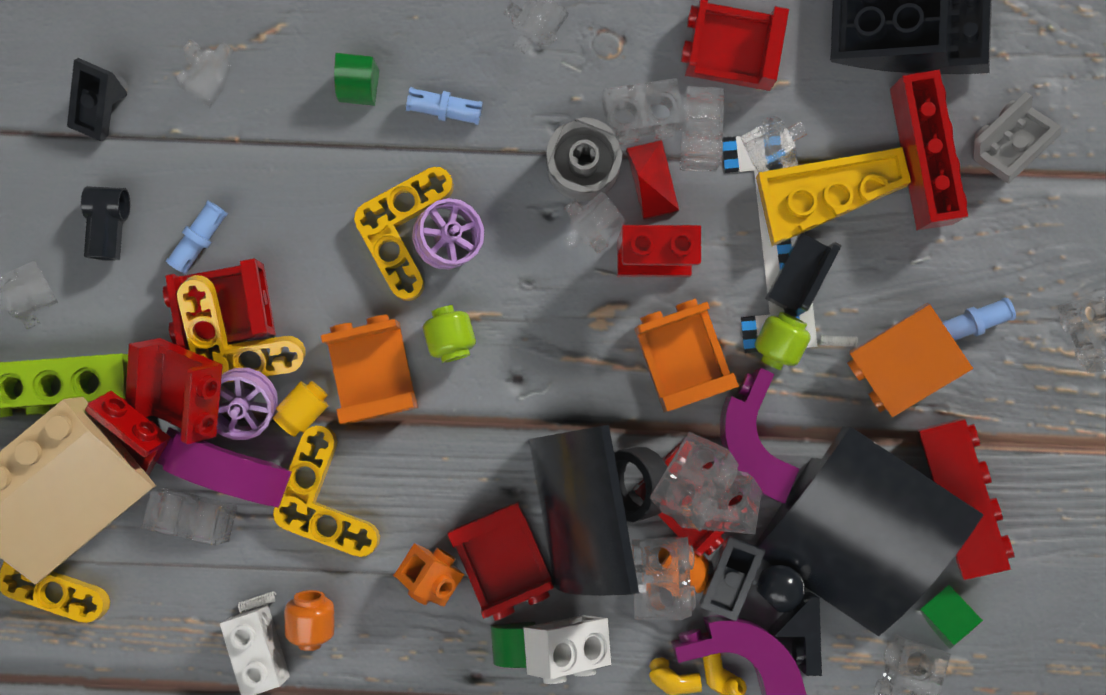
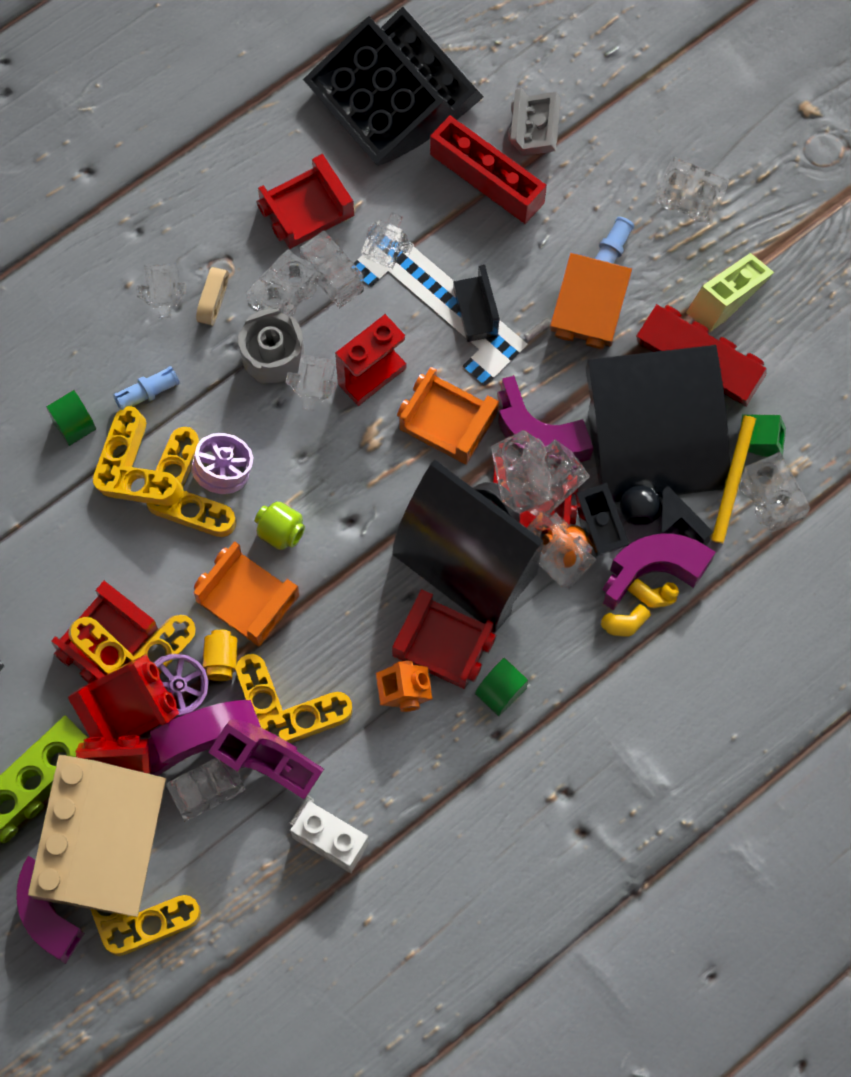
camera: 40 degrees left, 15 degrees down
(196, 237) = (47, 605): light blue pin -> none
(258, 531) = (256, 748): none -> magenta arch
(309, 620) = (349, 786): orange head -> none
(356, 171) = (122, 466): none -> yellow beam
(567, 648) = (536, 651): white brick -> none
(575, 65) = (212, 296): none -> tan beam
(652, 179) = (325, 326): red slope -> none
(782, 340) = (501, 354): lime head -> none
(818, 192) = (442, 248): yellow wing -> none
(887, 637) = (733, 479): none -> yellow bar
(1044, 457) = (728, 292): none -> yellowish green slope

